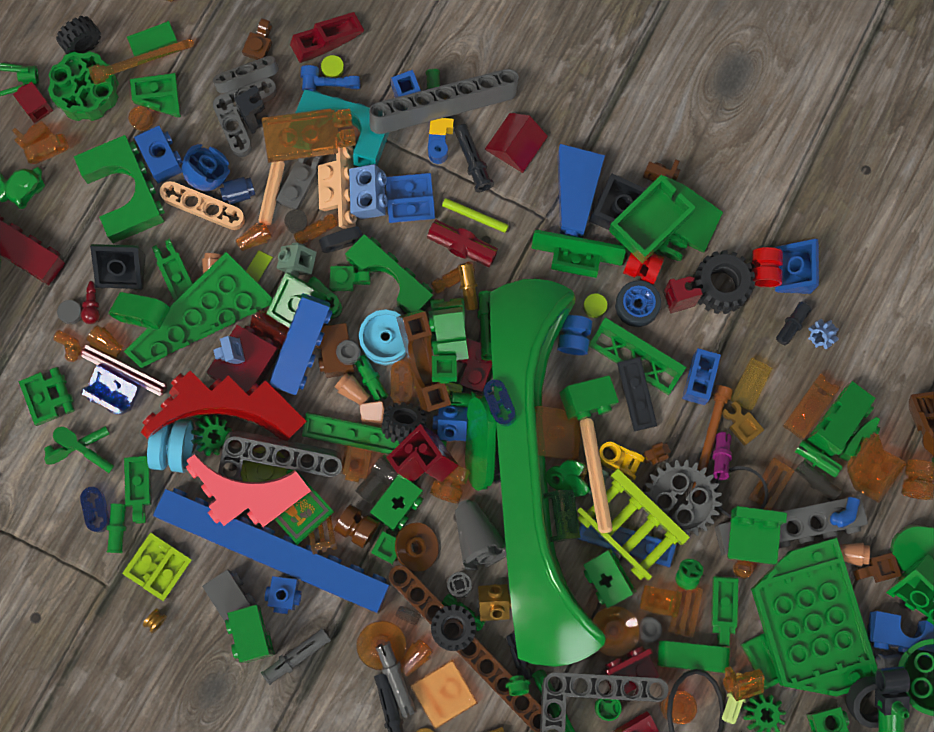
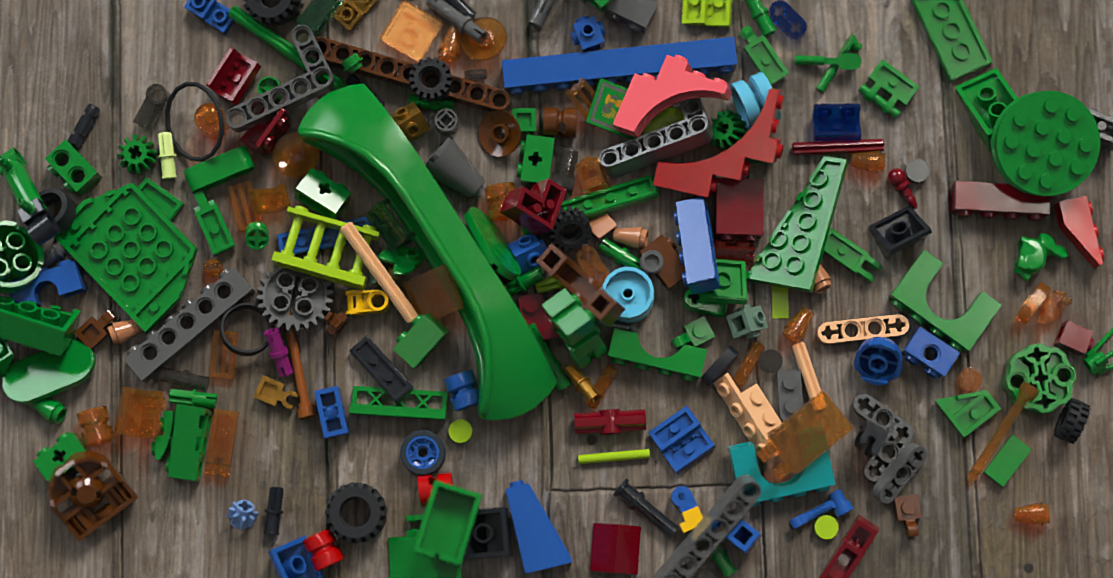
camera: 150 degrees right, 5 degrees up
(71, 345) = (896, 143): clear orange arm -> none
(139, 310) = (854, 199): green beam -> none
(230, 351) = (752, 205): medium blue tile -> none
(237, 190) = (839, 359): dark blue brick -> none
(362, 192) = (726, 417): medium blue brick -> none
(444, 369) = (556, 282): green tile -> none
(494, 404) = (494, 270): clear blue beam -> none
(577, 254) = (503, 465): green bracket -> none
(649, 629) = (268, 174): dark grey tile -> none
(680, 298) = (387, 475): dark red hinge -> none
(743, 685) = (164, 166): clear orange bracket -> none
(751, 384) = (285, 435): clear yellow tile -> none
(755, 535) = (216, 292): green bracket -> none
(848, 515) = (144, 353): blue arm -> none

